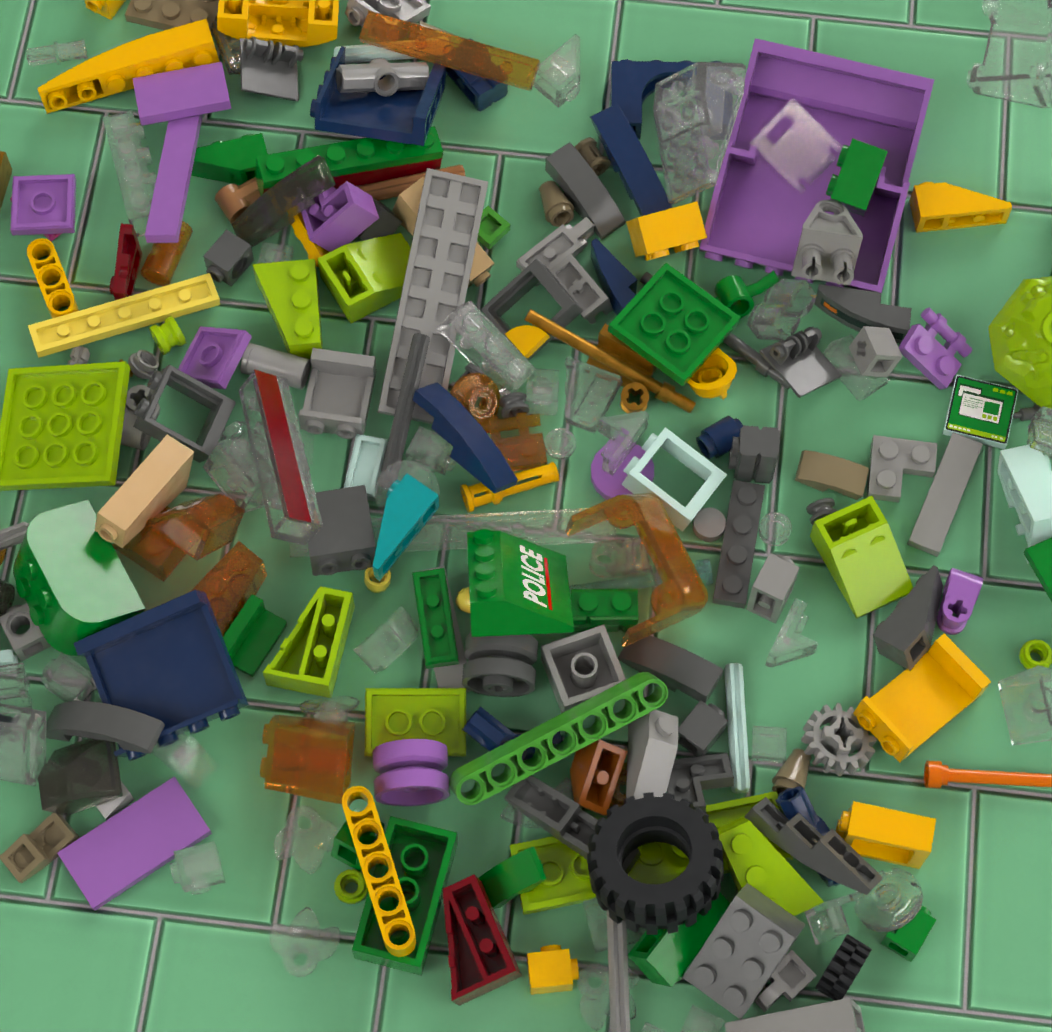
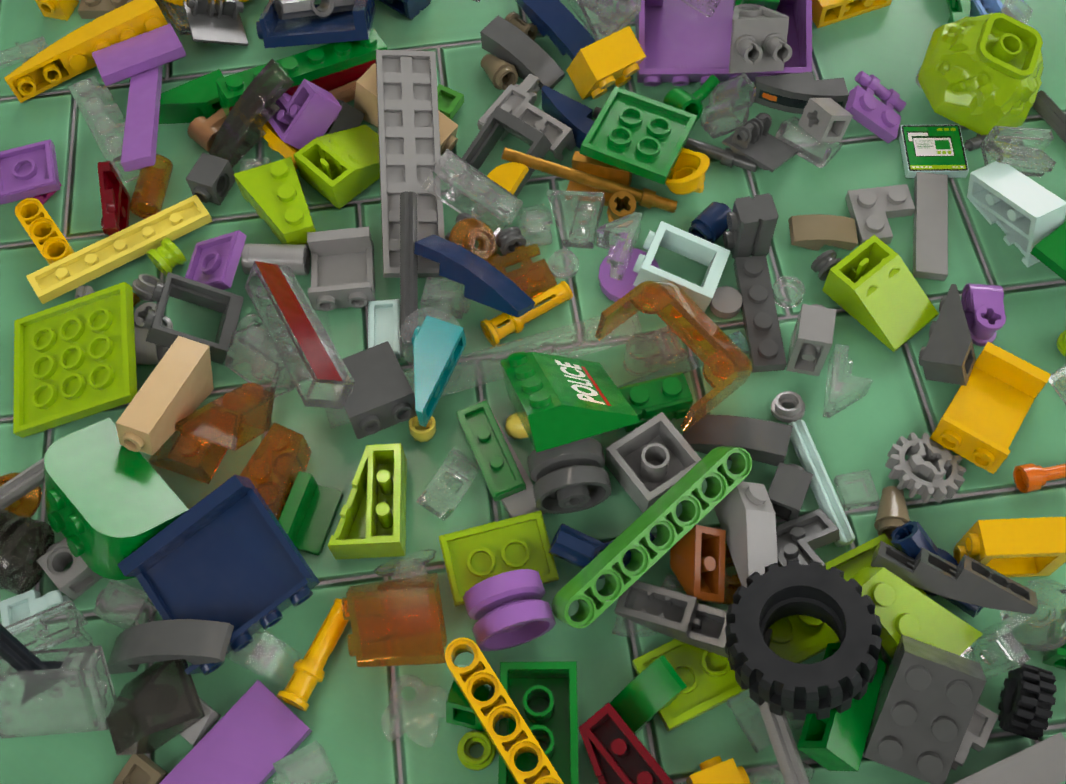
camera: 10 degrees left, 5 degrees down
(222, 779) = (310, 668): none -> yellow pin
(735, 641) = (788, 407): none -> light grey plate

